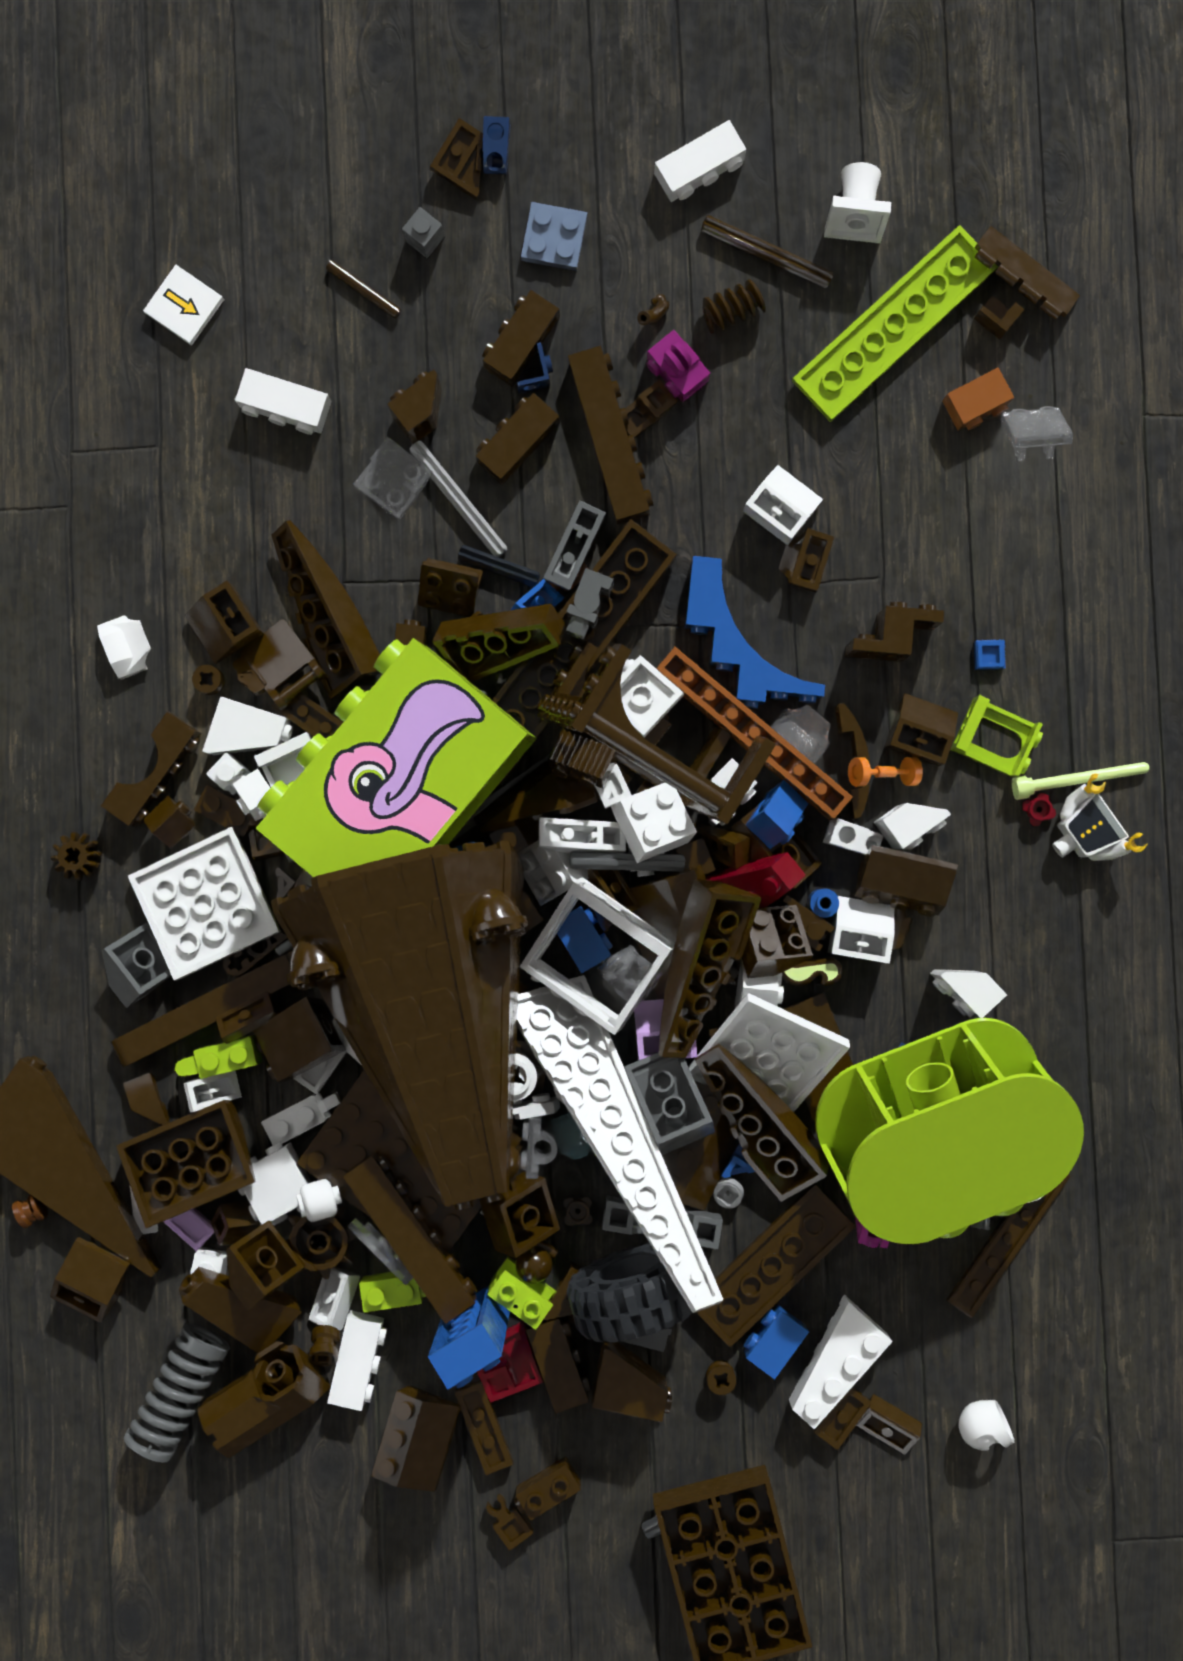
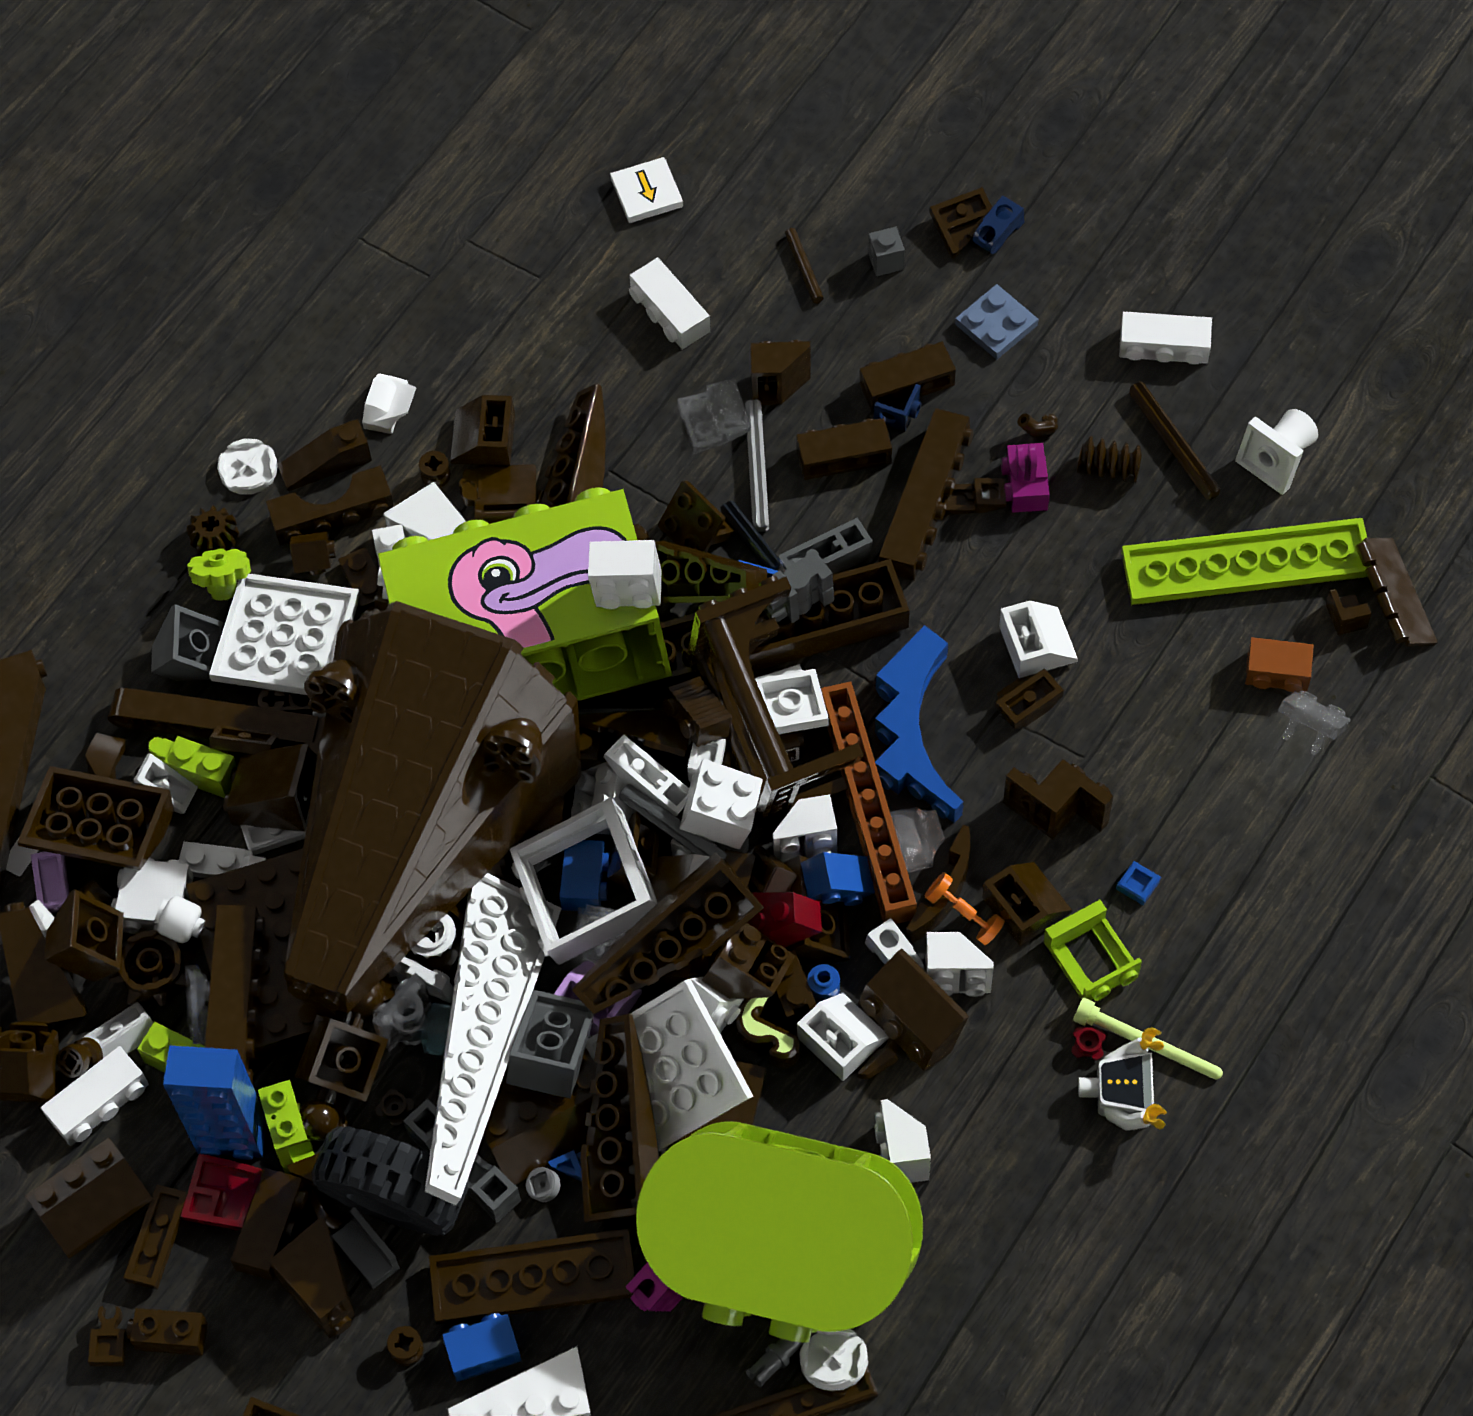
camera: 40 degrees right, 25 degrees down
(56, 778) = (247, 466): none -> white tile
(110, 889) = (219, 571): none -> lime plant
(113, 729) = (326, 456): none -> dark brown slope
(481, 724) = (624, 573): none -> white brick

